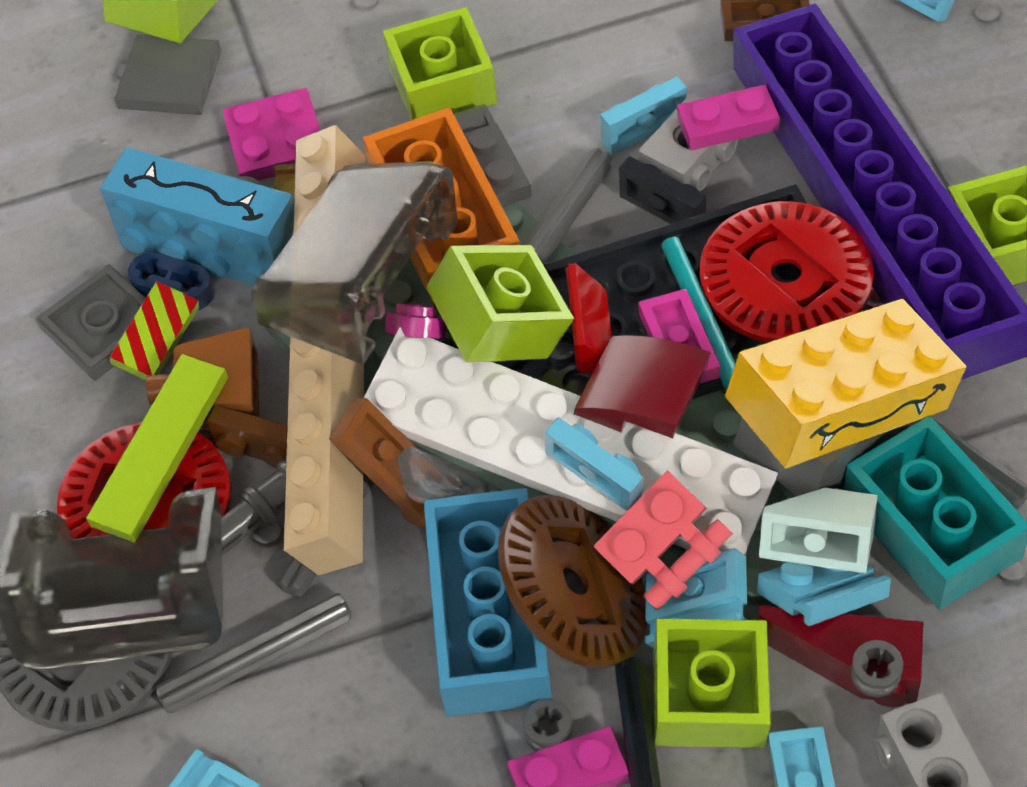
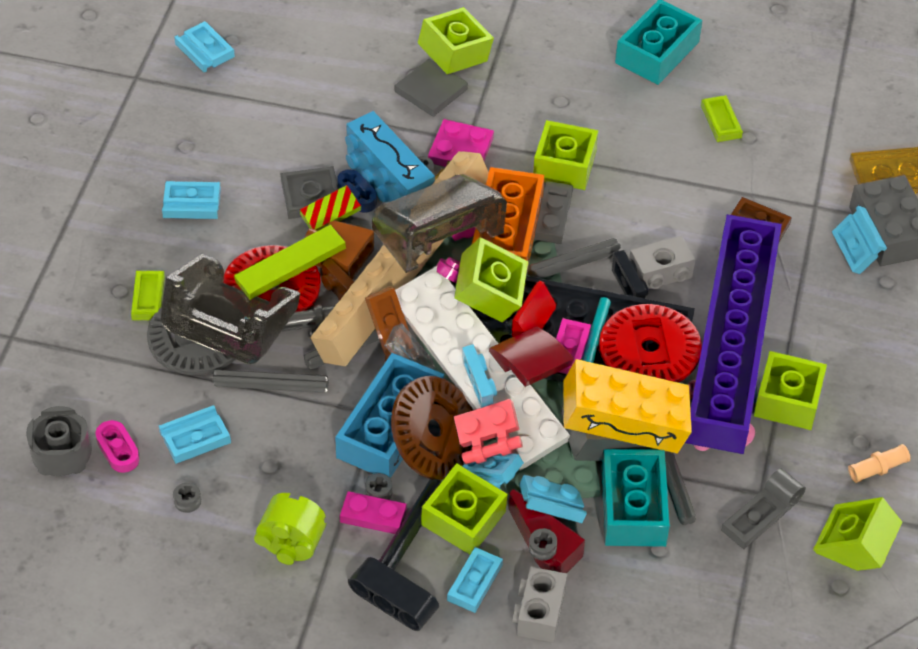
camera: 25 degrees right, 5 degrees down
(640, 116) = (645, 233): medium azure plate -> none
(728, 117) = (688, 257): dark pink plate -> none
(821, 529) = (568, 470): light aqua slope -> none

